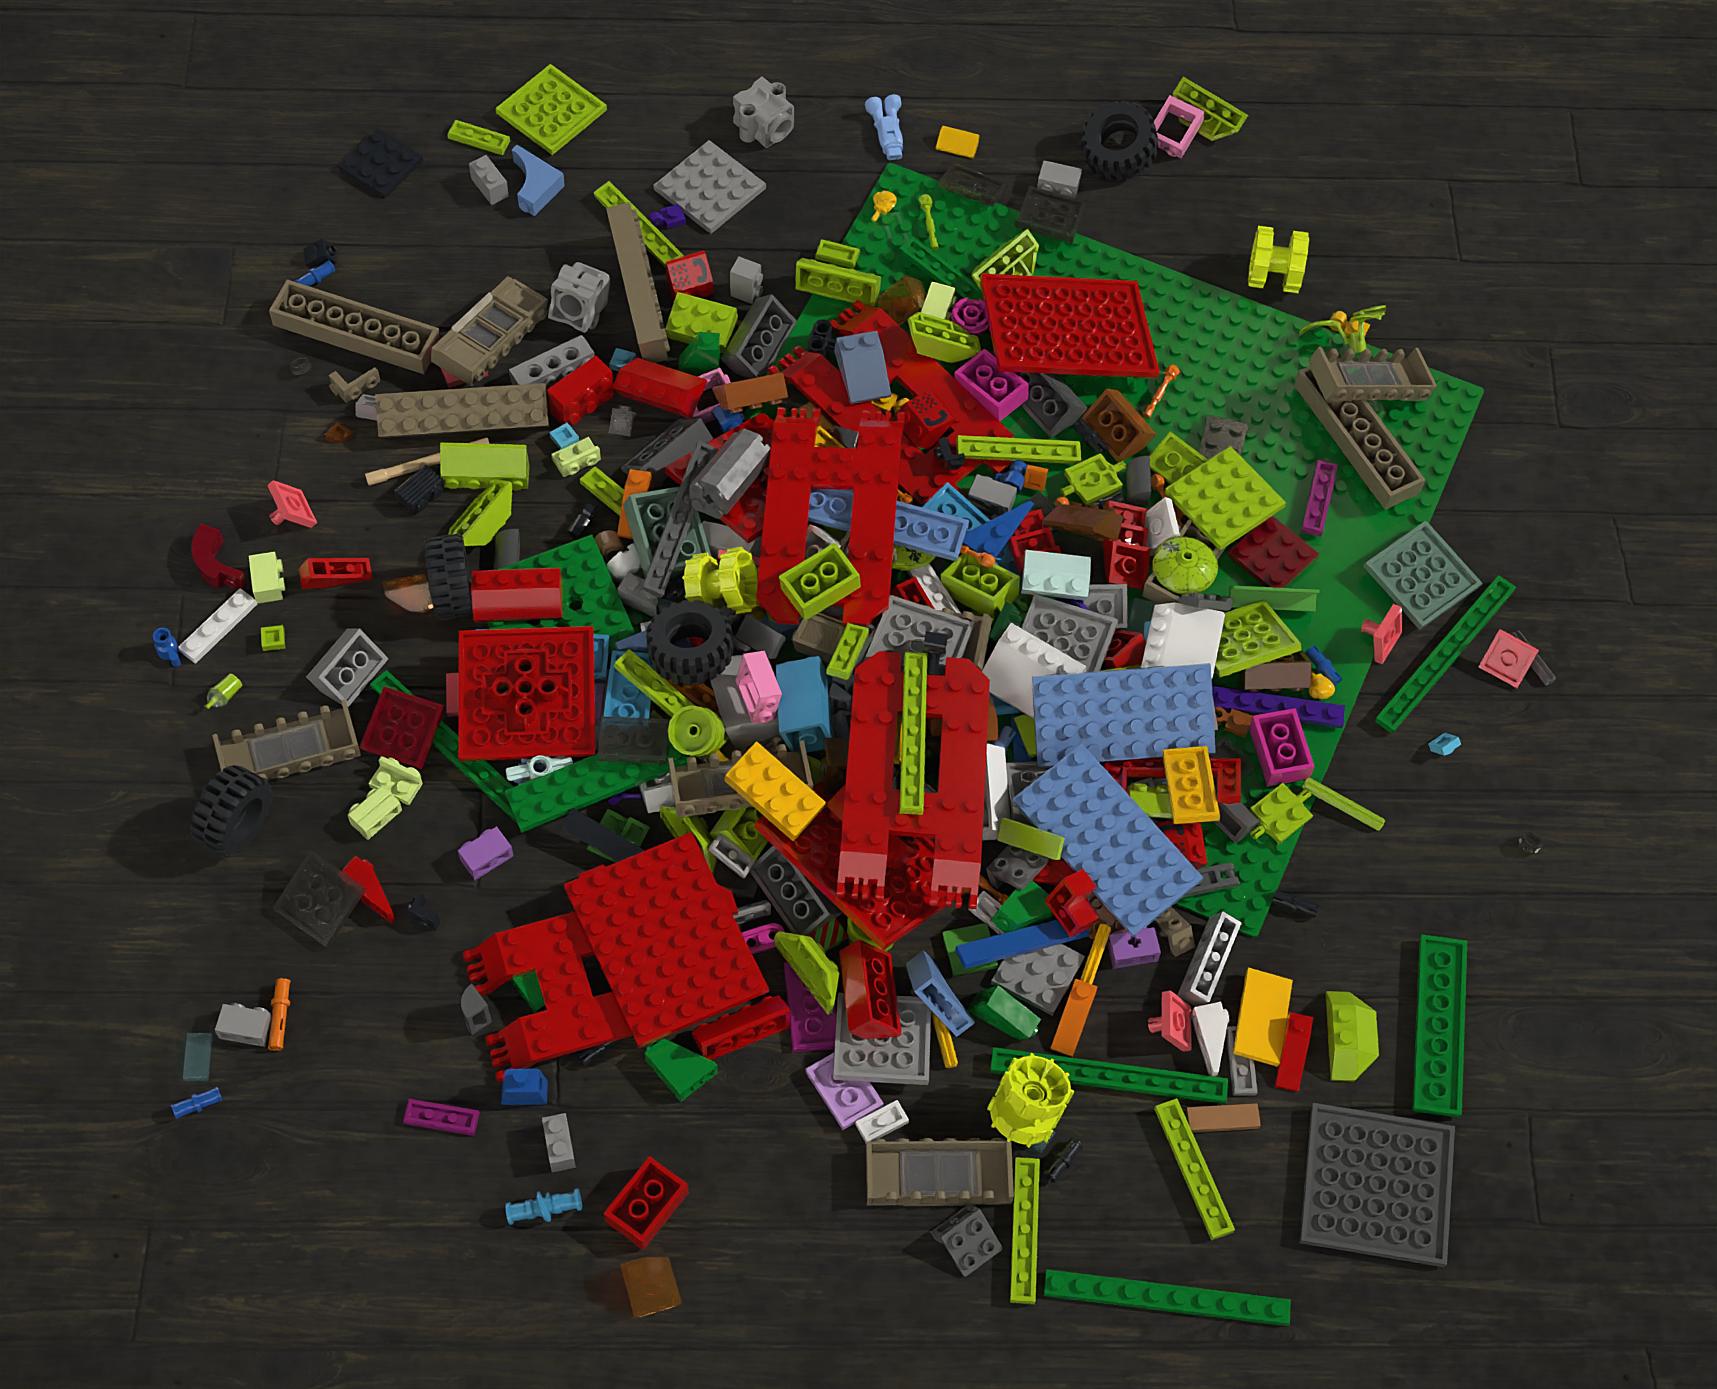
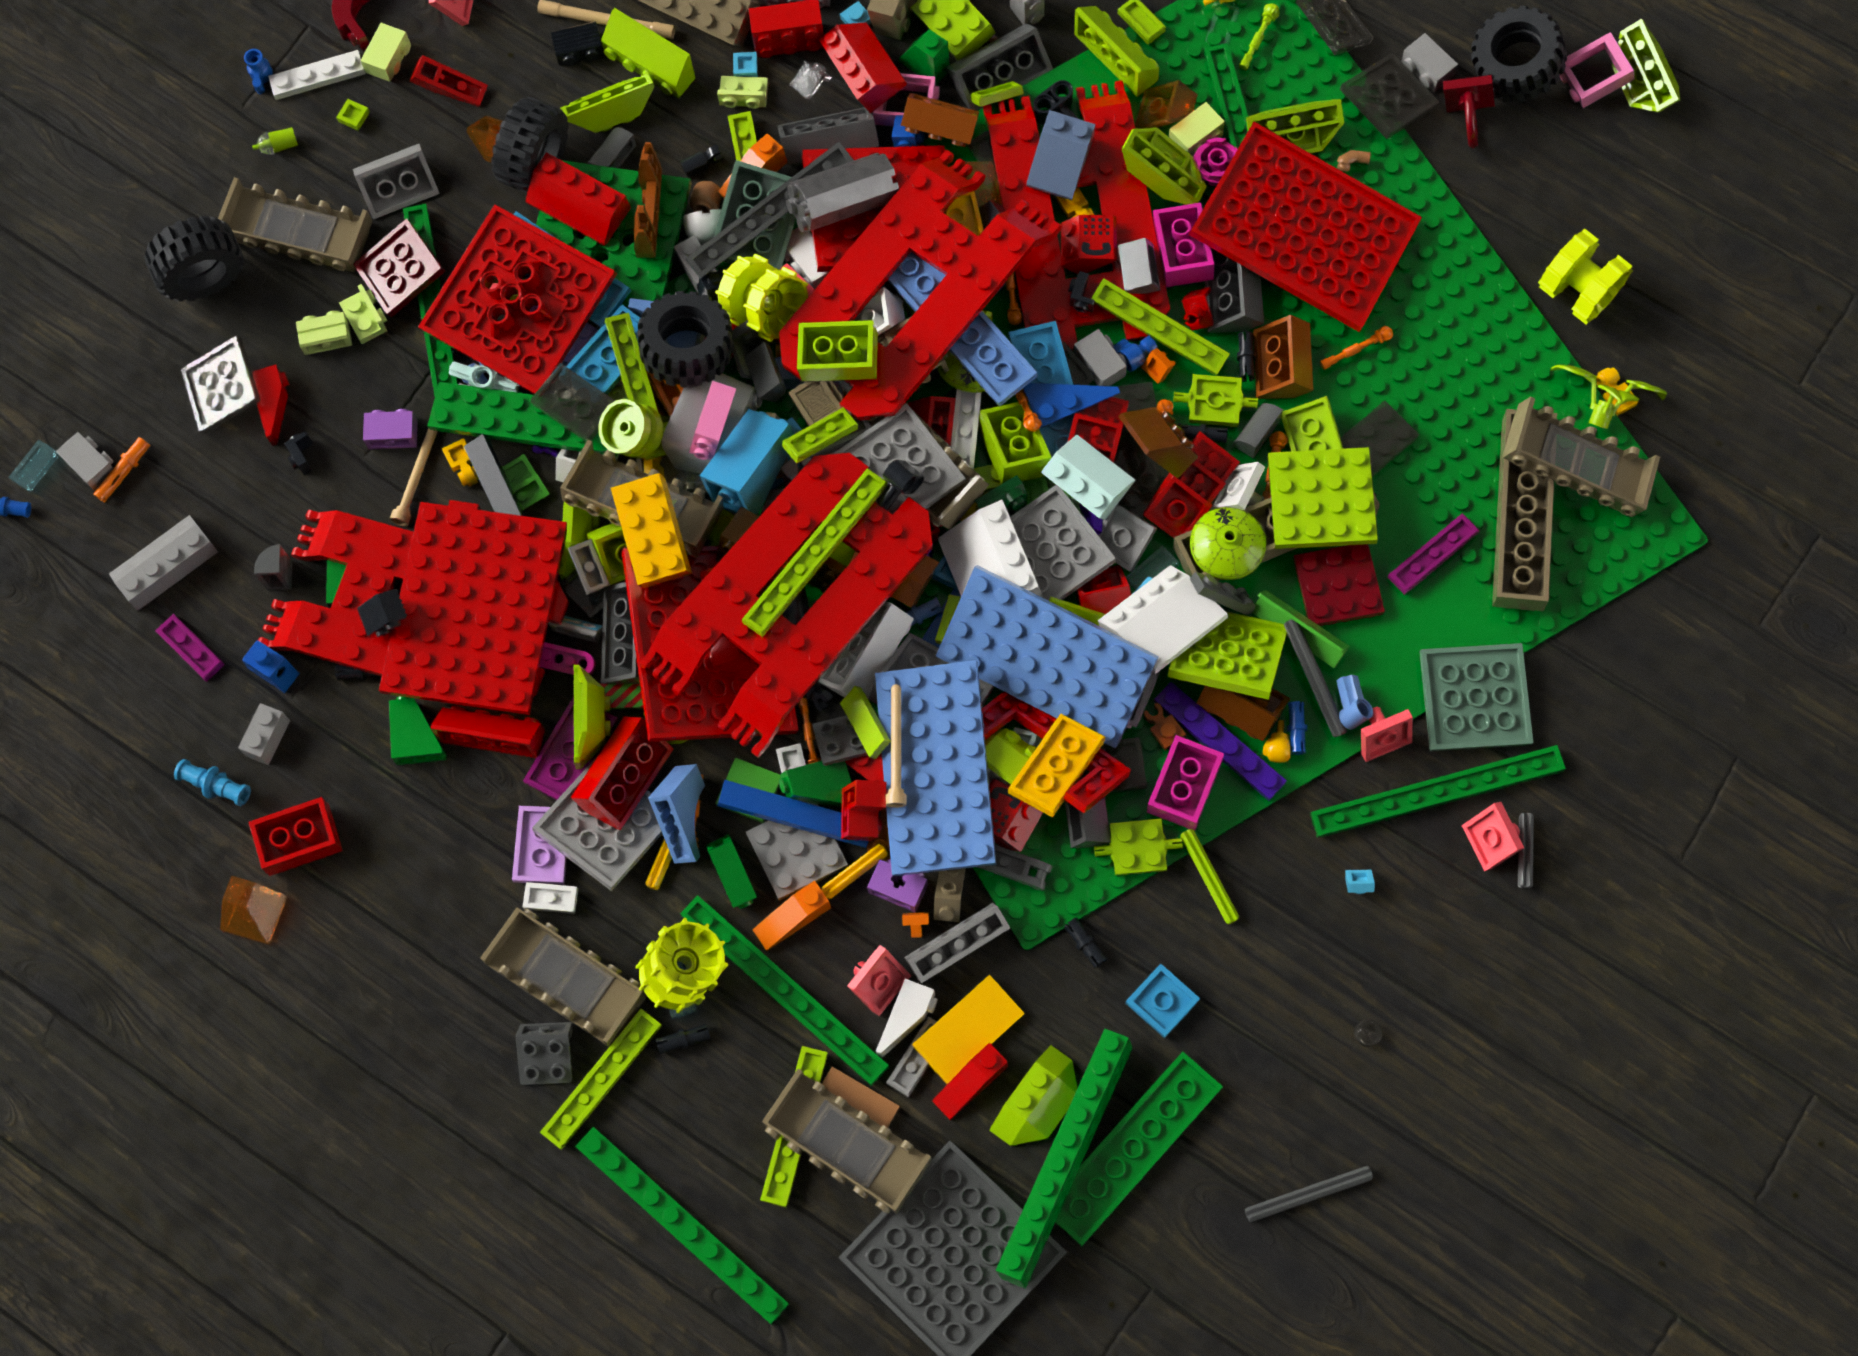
camera: 45 degrees right, 10 degrees up
(369, 1063) = (163, 563): none -> light grey slope
(542, 910) = (401, 515): none -> tan piece
(557, 840) = (458, 459): none -> yellow plate
(592, 583) = (648, 216): none -> dark orange wedge
(600, 982) = (382, 613): none -> black brick
(773, 356) = (996, 93): none -> lime tile
(975, 415) = (1139, 267): none -> brick
(1033, 423) = (1197, 309): none -> red bracket
(1059, 266) = (1352, 157): none -> medium nougat arm
(1098, 873) = (896, 796): none -> tan piece
(1106, 186) = (1468, 96): none -> dark red tile
(1167, 965) = (916, 921): none -> orange tile
(1246, 1151) = (846, 1142): none -> dark tan window
(1310, 624) = (1315, 678): none -> dark grey axle
(1351, 627) = (1355, 708): none -> medium blue piece
(1379, 909) = (1162, 1000): none -> dark azure plate
(1405, 1060) = (1064, 1159): none -> green brick
(1578, 978) = (1308, 1193): none -> dark grey axle

